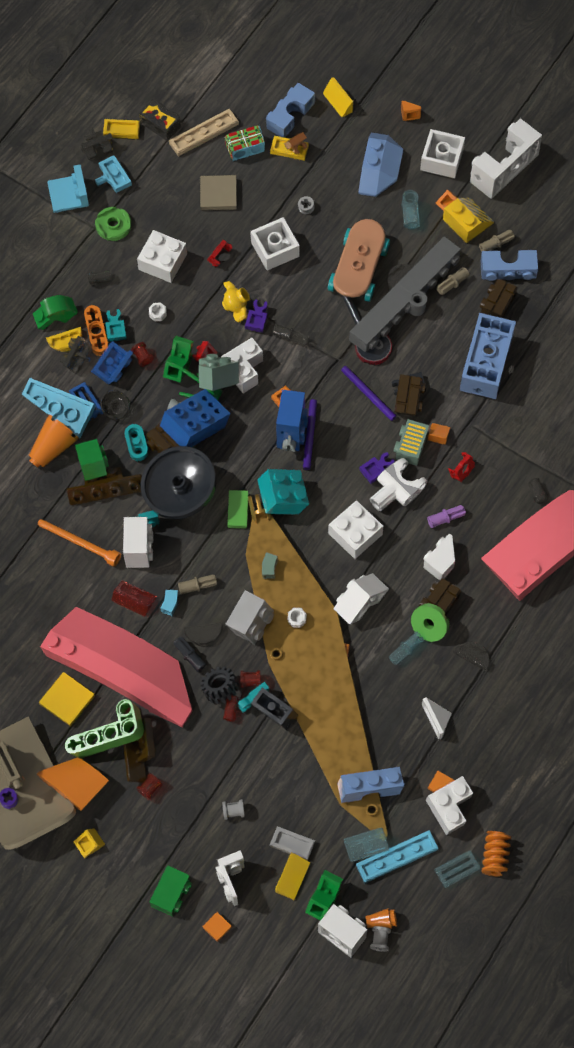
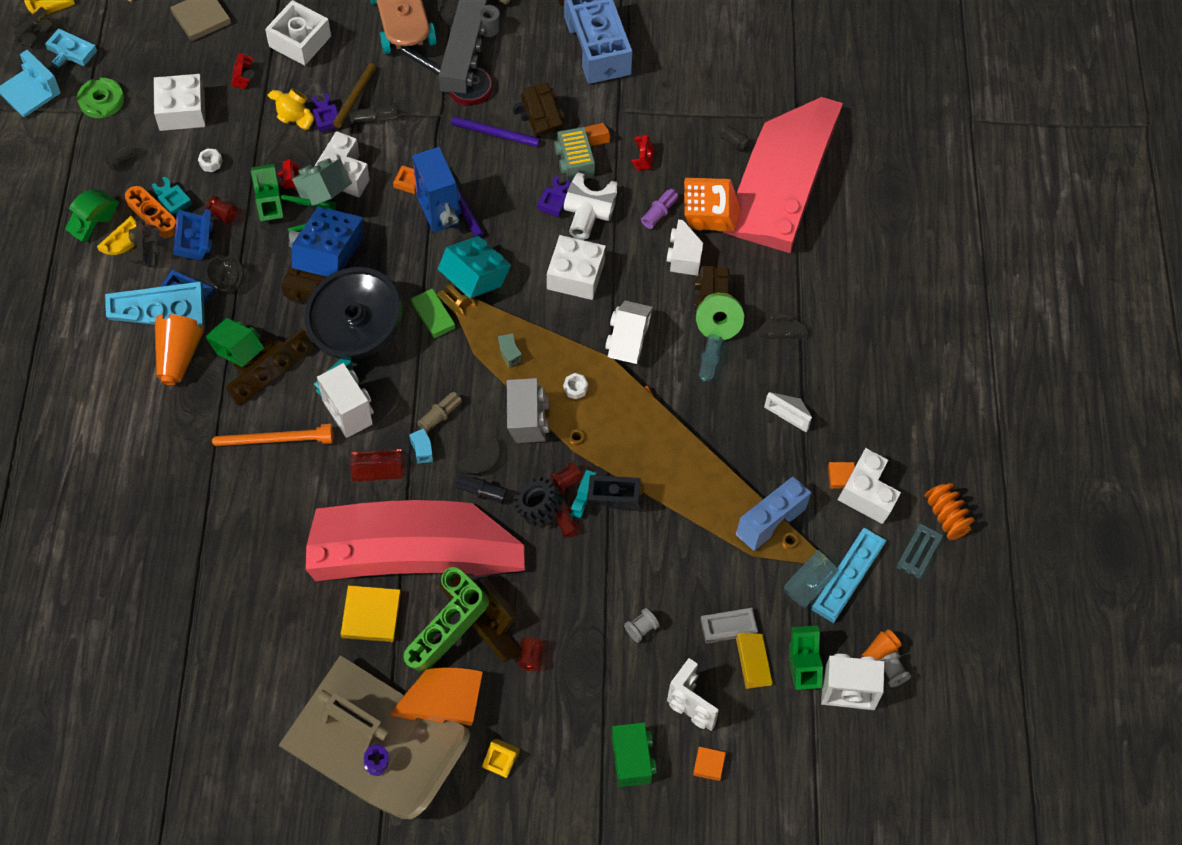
camera: 35 degrees left, 5 degrees down
(137, 443) = (276, 302): teal plate -> none
(287, 312) = (355, 94): none -> pearl gold bar
(479, 536) = (711, 204): none -> orange slope

